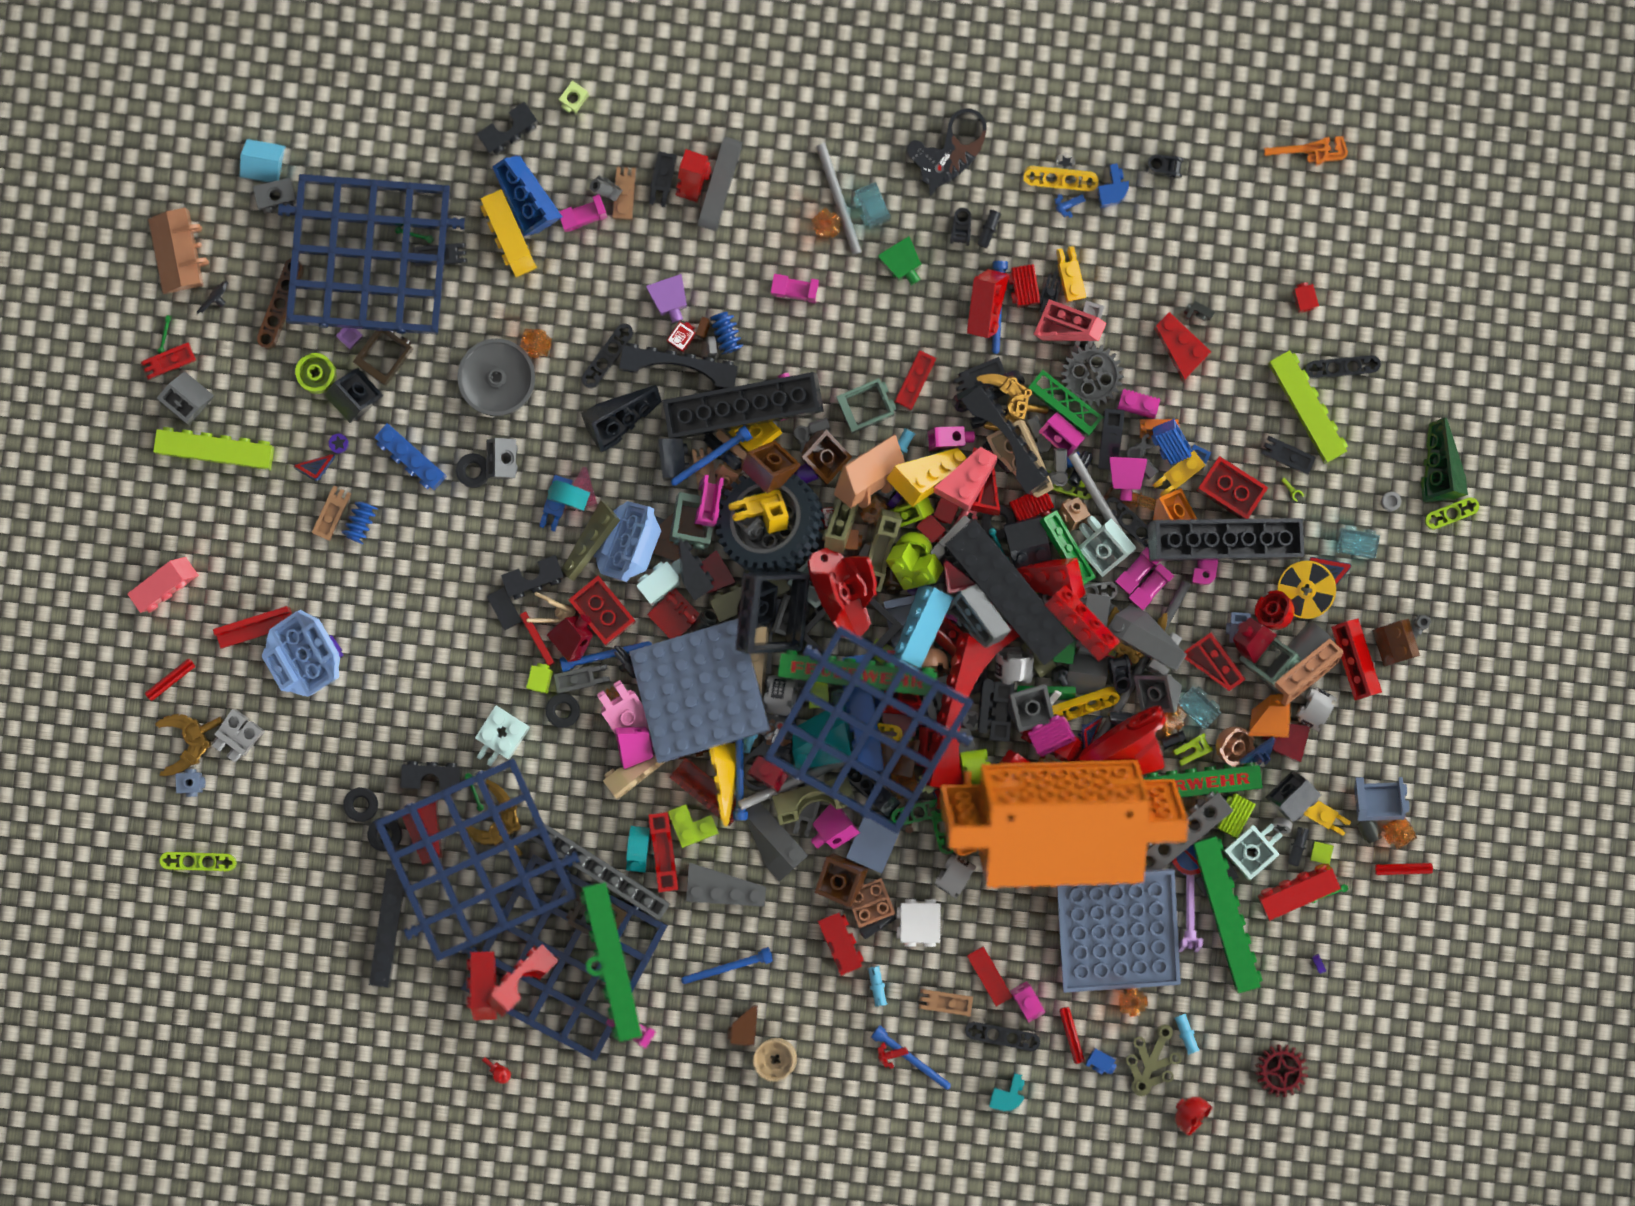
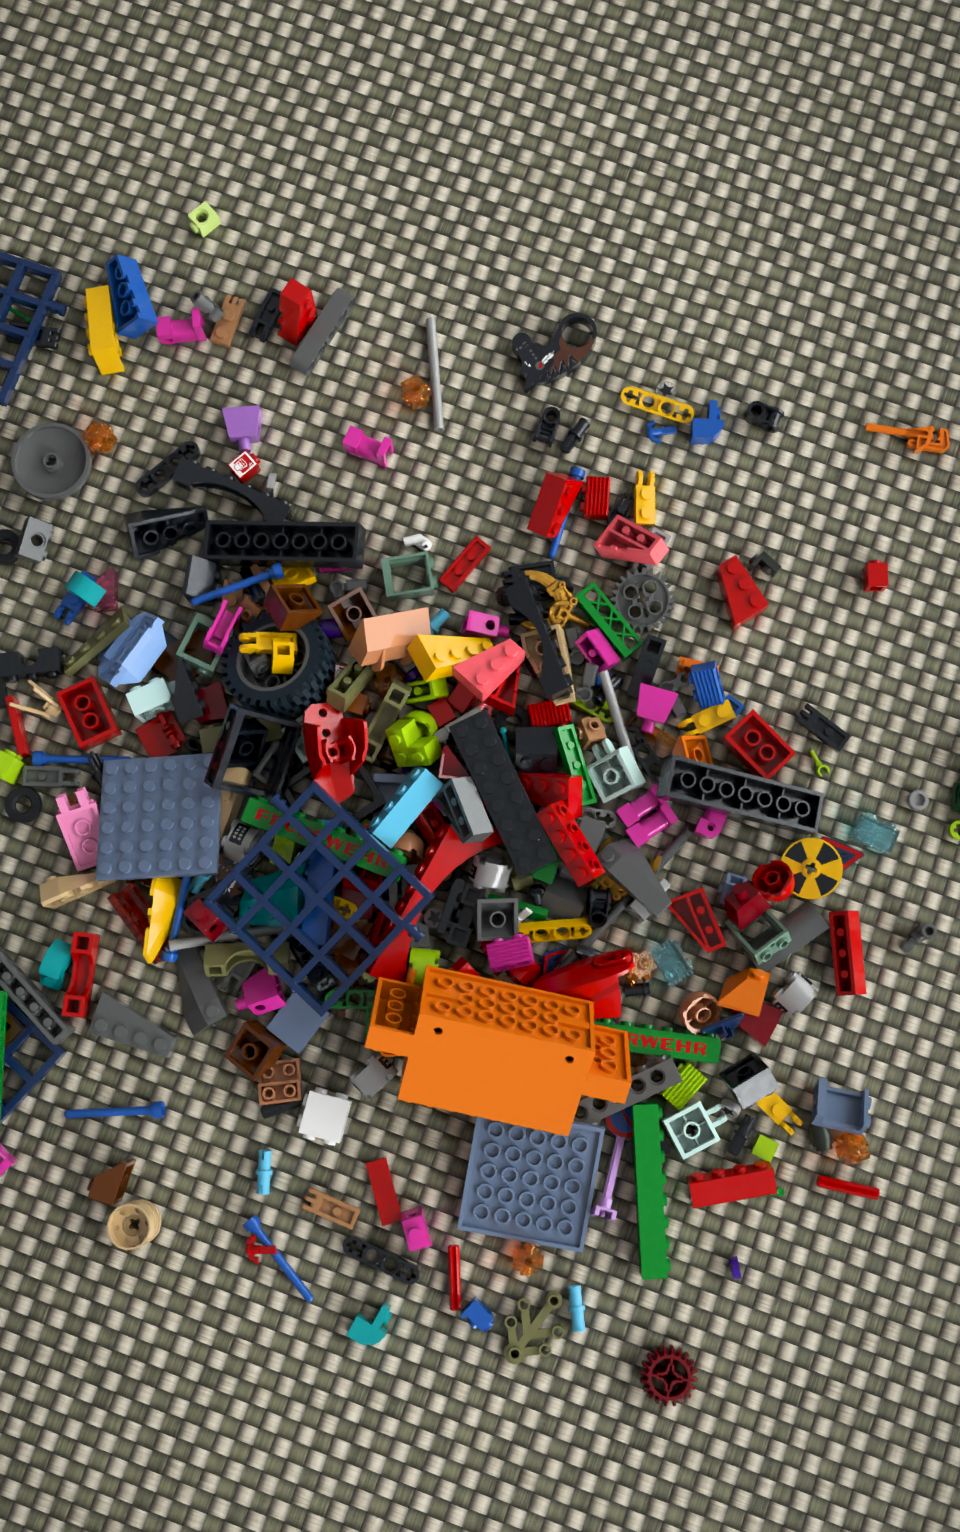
camera: 15 degrees right, 5 degrees down
(523, 122) = (147, 233): black arch -> none
(572, 636) = (49, 732): dark red torso -> none
(633, 745) = (79, 856): dark pink torso -> none
(689, 831) = (113, 957): lime brick -> none
(703, 328) = (268, 463): reddish brown tile -> none
(726, 333) = (287, 472): blue piece -> none
(841, 943) = (237, 1117): red wedge -> none
(867, 368) = (418, 540): none -> white arm
(872, 205) = (465, 386): clear light blue brick -> none
(902, 261) = (480, 445): green torso -> none
(1138, 404) = (683, 639): dark pink brick -> none
(1158, 691) = (633, 934): dark grey slope -> none
(1191, 1113) = (560, 1399): red cylinder -> none
(1194, 743) = (658, 999): lime piece -> none
(1307, 406) = (853, 684): lime brick -> none
(1309, 671) = (796, 952): nougat fence -> none
(1342, 364) = (897, 657): black beam -> none
(1396, 642) = (892, 945): reddish brown slope -> none

